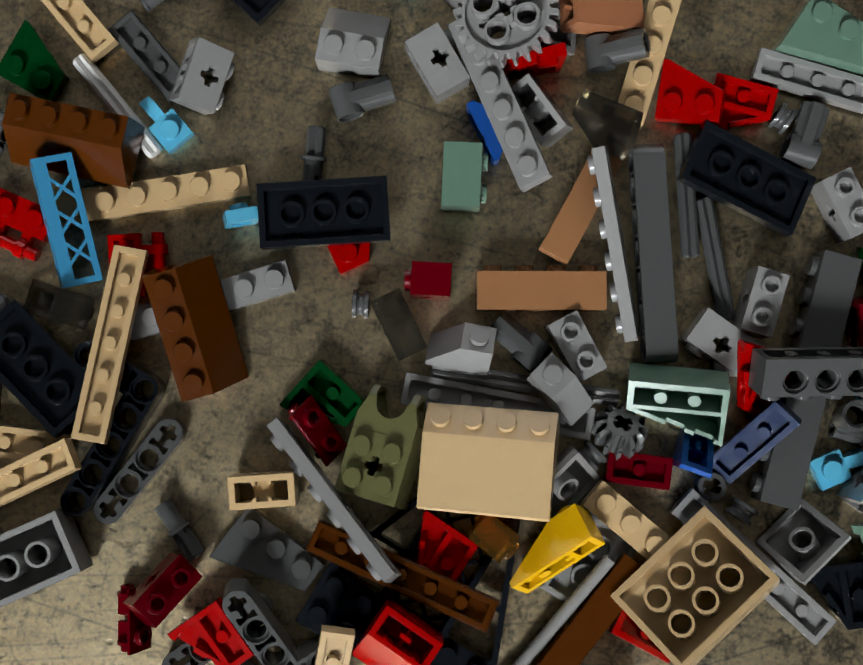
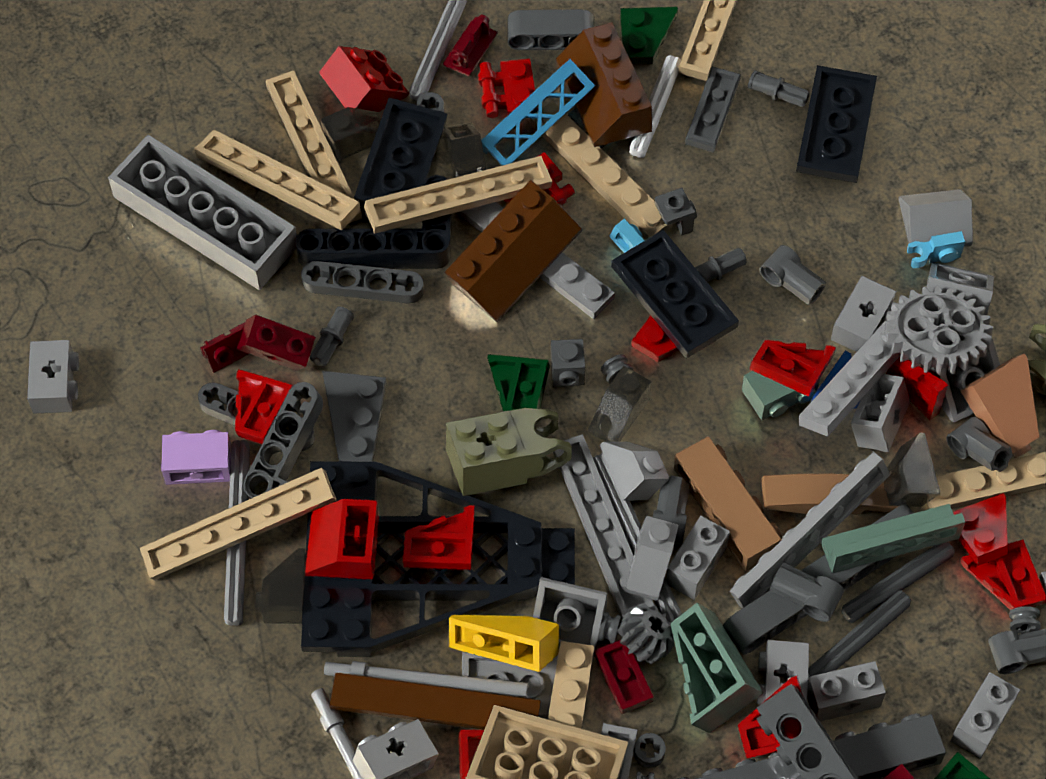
camera: 65 degrees right, 25 degrees down
(168, 127) = (664, 151): medium azure plate -> none
(190, 87) = (741, 145): light grey brick -> none
(239, 157) = (677, 209): none -> dark grey bracket
(263, 490) = (409, 376): tan brick -> none
(317, 430) = (487, 388): dark red hinge -> none
(332, 344) = (567, 362): none -> dark grey brick
(339, 511) = (431, 435): light grey plate -> none
(352, 43) = (832, 244): light grey slope -> none
(415, 582) = (406, 517): reddish brown tile -> none
(428, 280) = (673, 404): dark red brick -> none
(462, 159) = (792, 364): none -> red wing
(488, 461) = (552, 528): tan slope -> none
(494, 537) = (487, 571): clear orange brick -> none
(663, 180) = (892, 538): none -> sand green fence
(675, 279) = (815, 595): none -> dark grey piece
(694, 454) = (669, 712): blue slope -> none
(746, 178) = (947, 616): black plate -> none
(754, 440) = (715, 749): dark blue plate -> none

